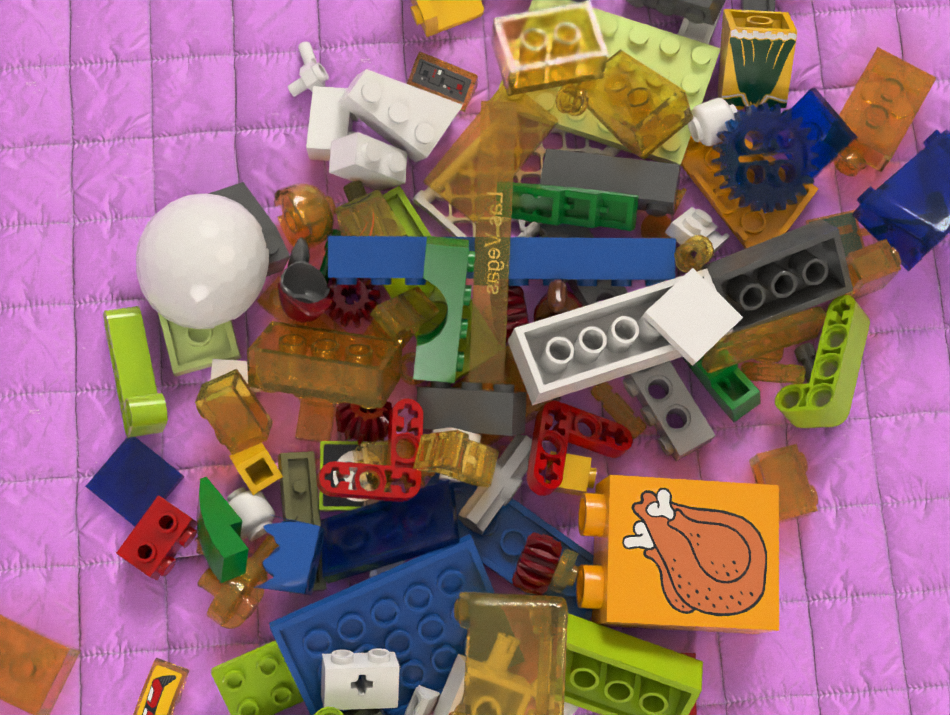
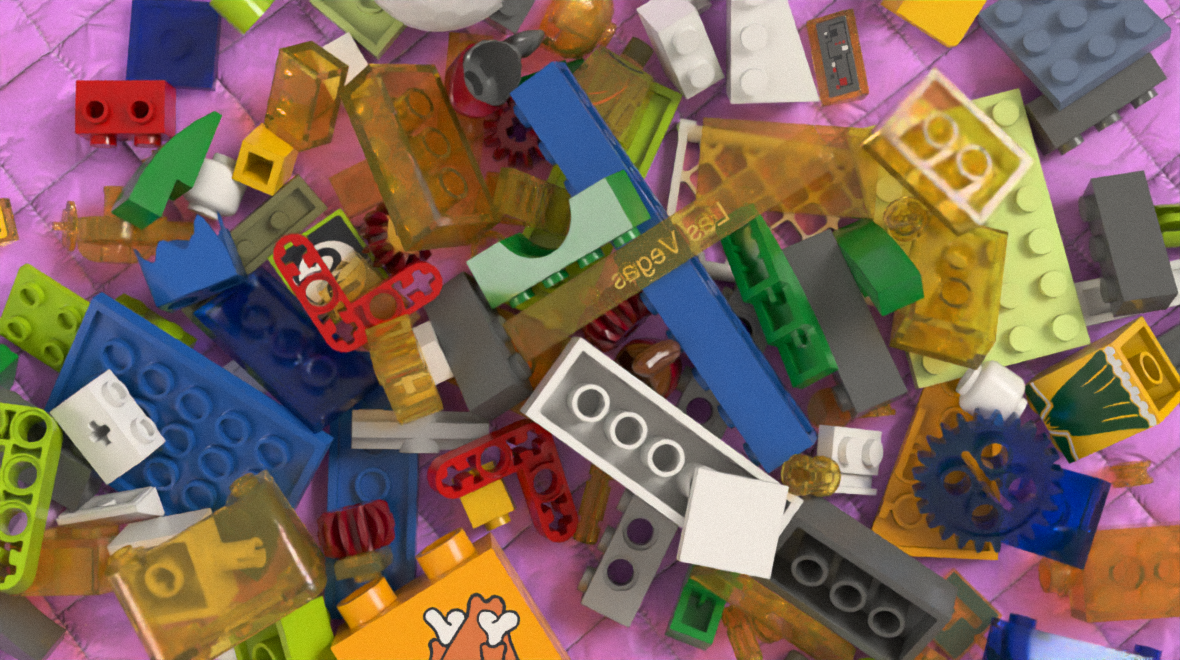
camera: 55 degrees right, 10 degrees up
(204, 628) = (68, 226): none -> plant
(591, 130) = (879, 266): none -> green slope
(816, 77) = (1131, 473): none -> clear yellow bush

